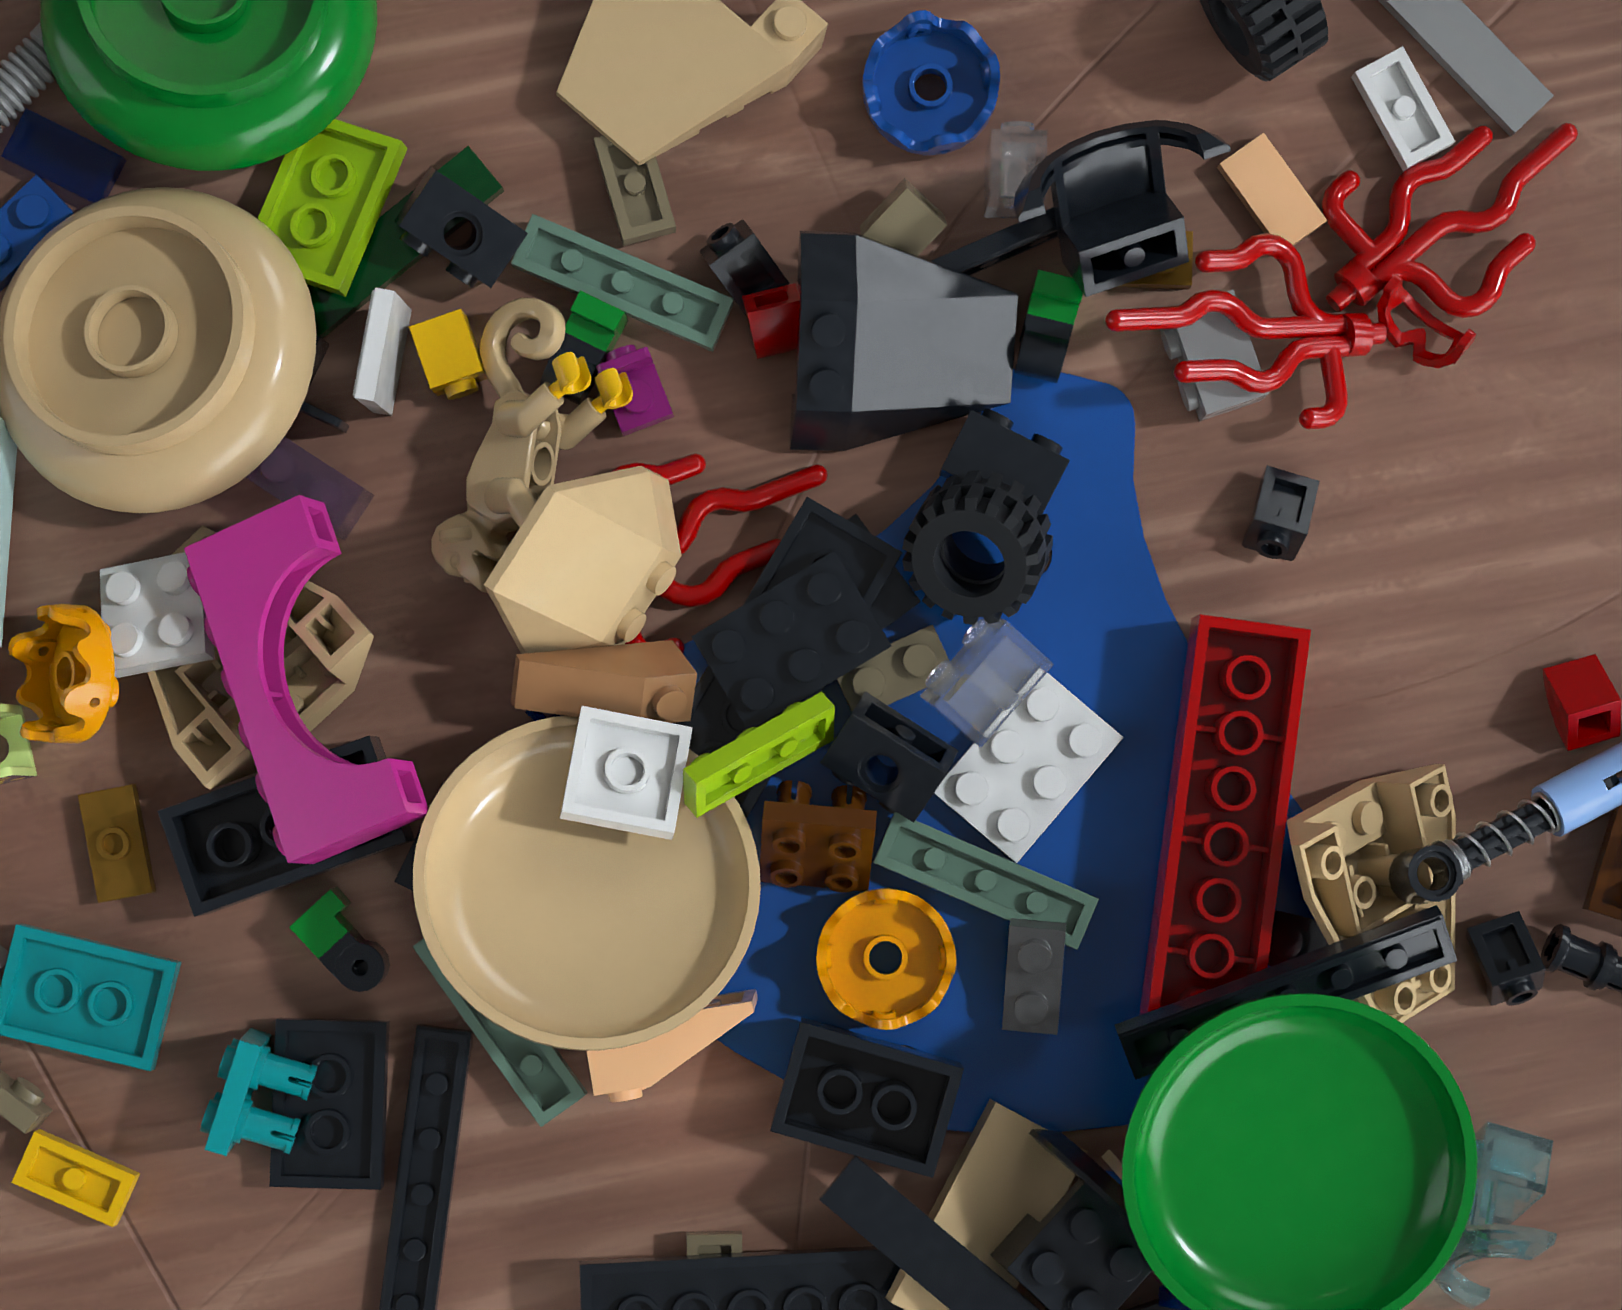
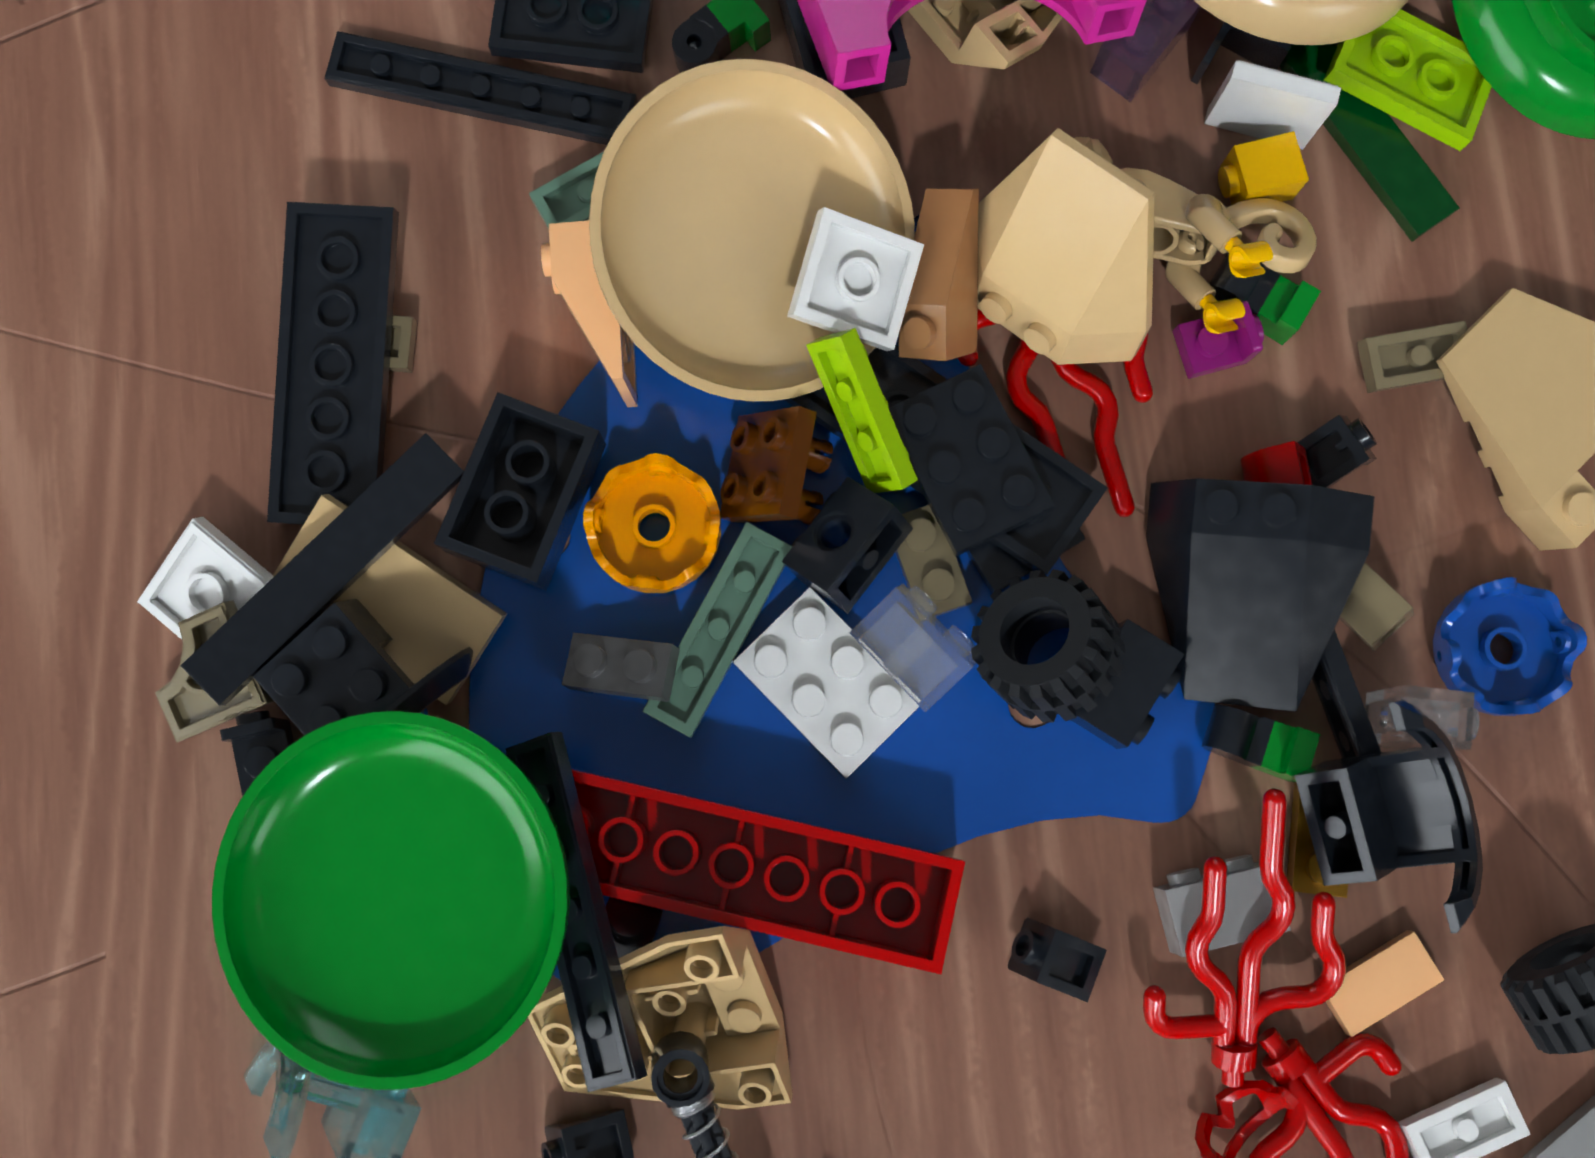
camera: 90 degrees right, 5 degrees down
(492, 235) = (1408, 160): black brick -> none
(624, 282) = (1322, 340): sand green plate -> none

